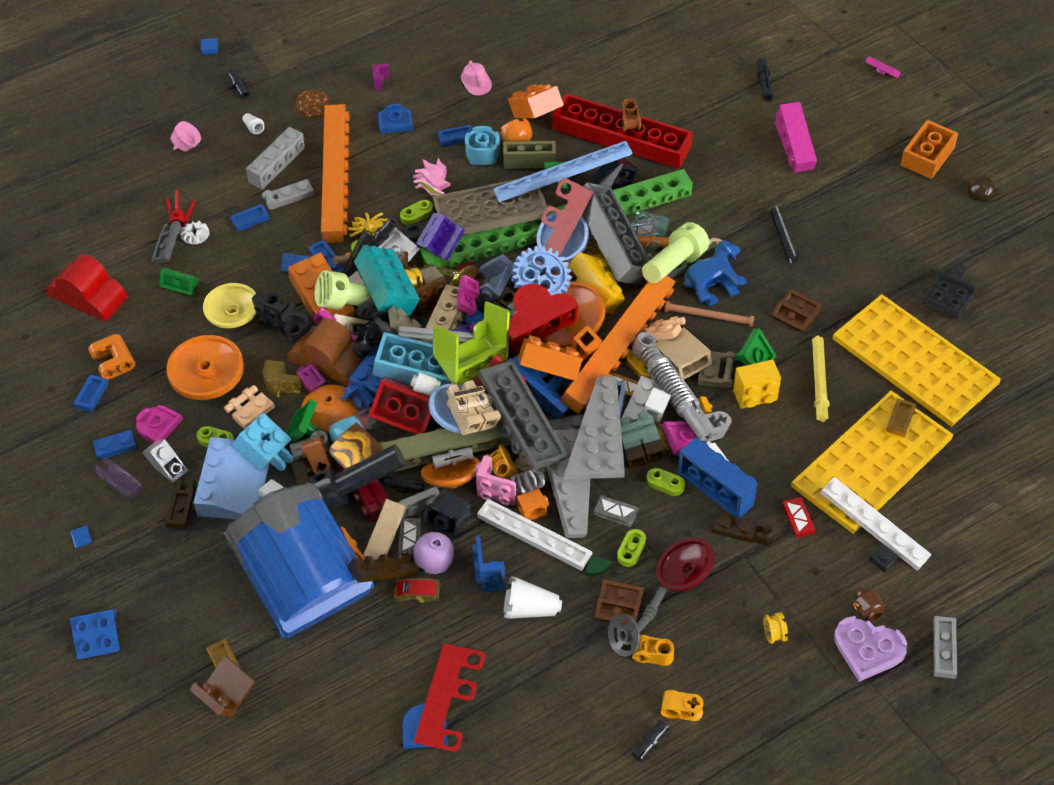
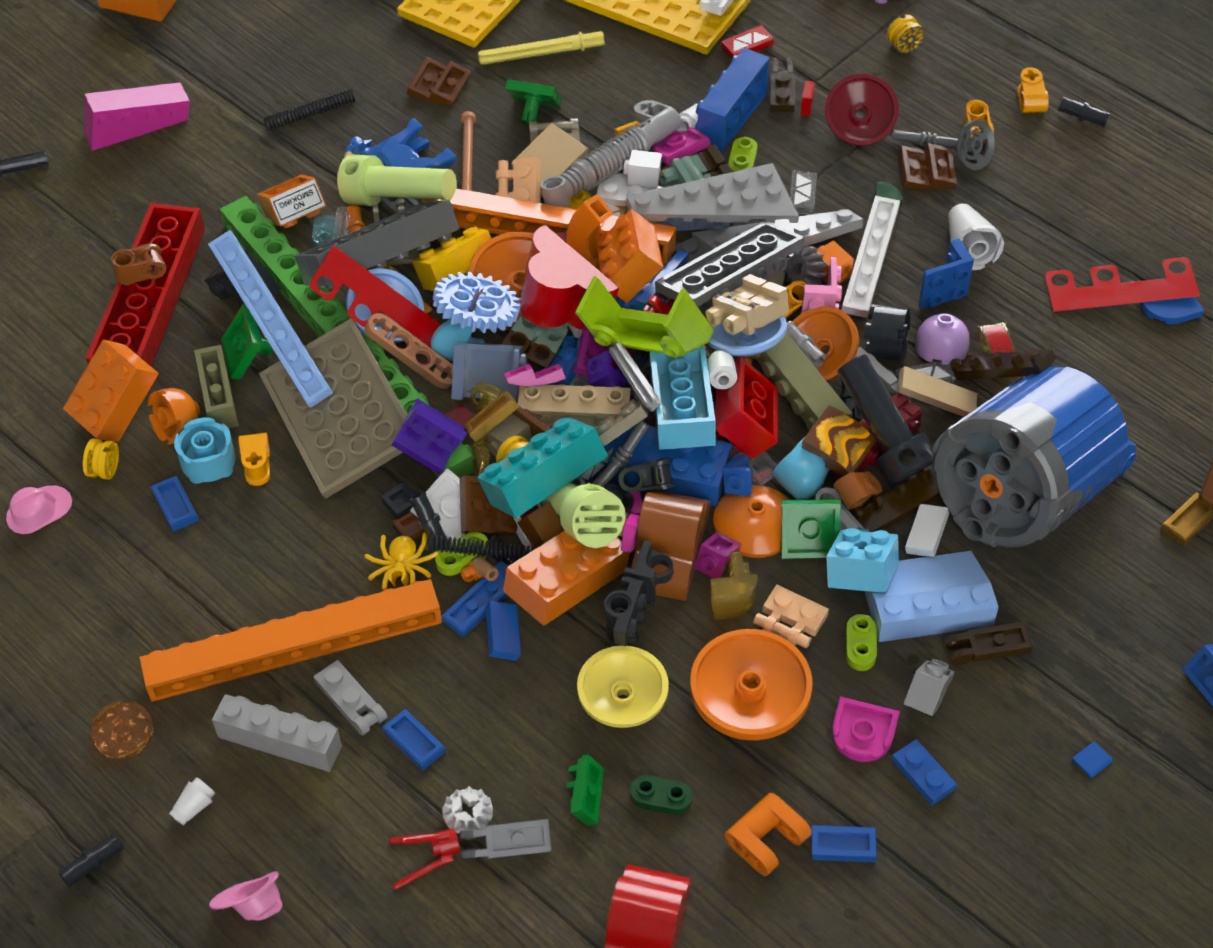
camera: 105 degrees left, 0 degrees up
(119, 479) = (984, 738): clear purple hinge -> none
(164, 315) = (660, 796): none -> dark green plate
(380, 72) = (50, 641): magenta bracket -> none
(395, 119) = (146, 596): blue tile -> none
(416, 212) = (350, 511): lime plate -> none
(432, 178) = (289, 493): bright pink hair -> none
(442, 267) = (491, 416): none -> pearl gold tile
(474, 171) = (255, 458): none -> light orange piece
(494, 102) = (100, 459): none -> yellow wheel
(518, 242) = (408, 355): none -> nougat beam
(631, 549) = (851, 167): lime plate -> none
(679, 203) = (292, 201): none -> brick
(716, 537) = (807, 98): none -> red tile
(757, 384) = (581, 86): yellow brick -> none

